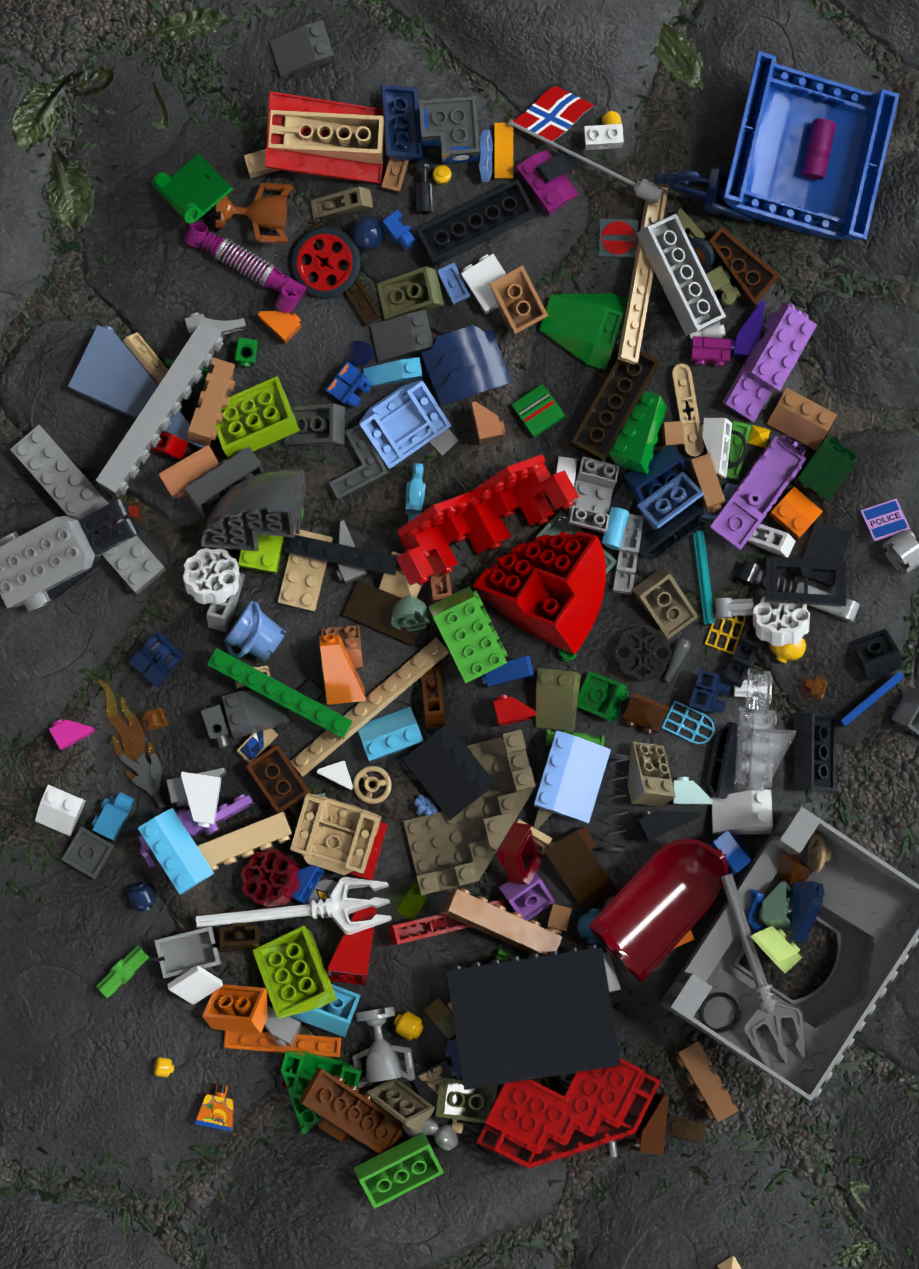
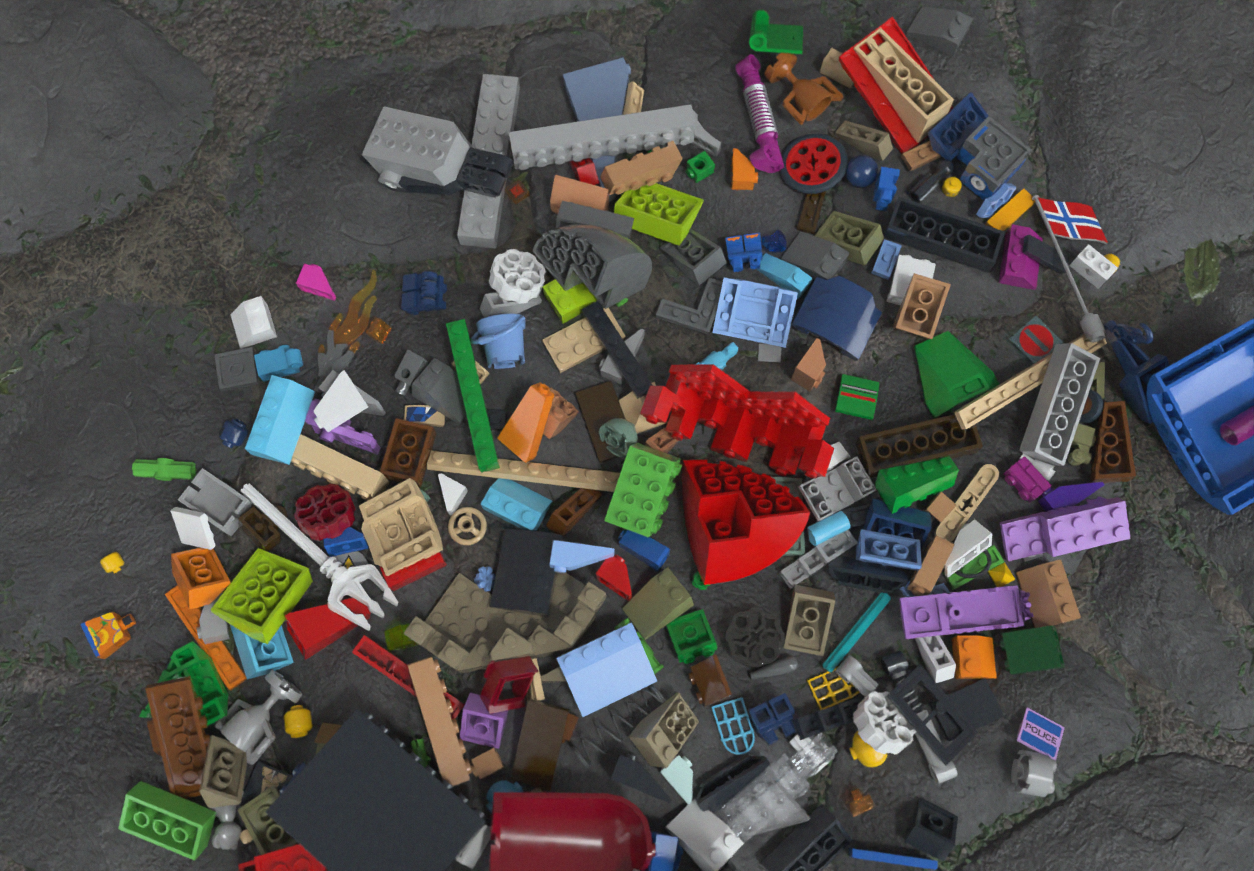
camera: 50 degrees right, 10 degrees down
(472, 729) = (574, 555): none -> light blue slope

